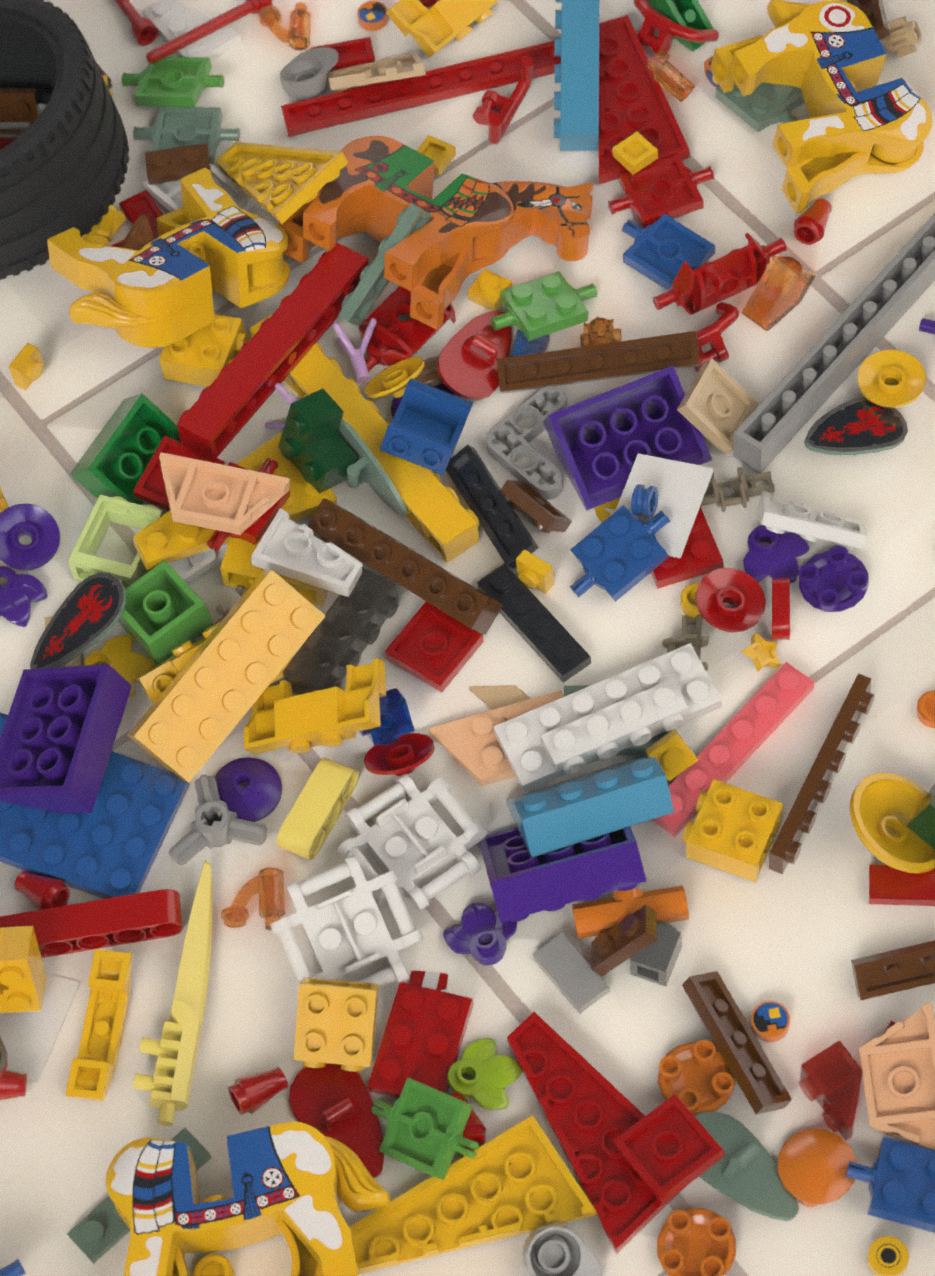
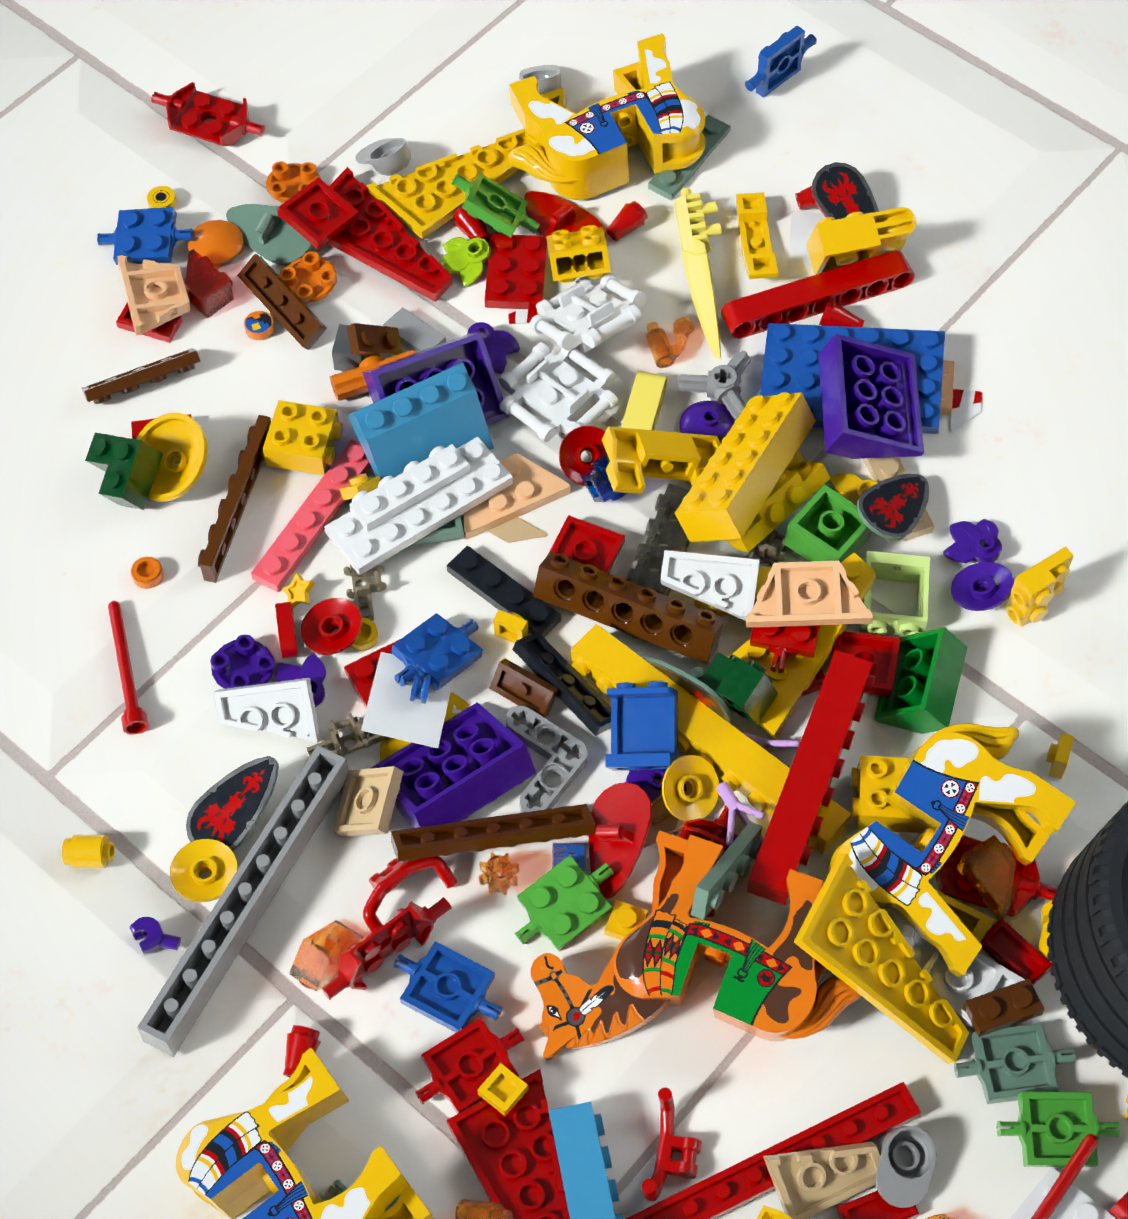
camera: 160 degrees right, 0 degrees up
(438, 151) = (729, 1076): yellow plate -> none

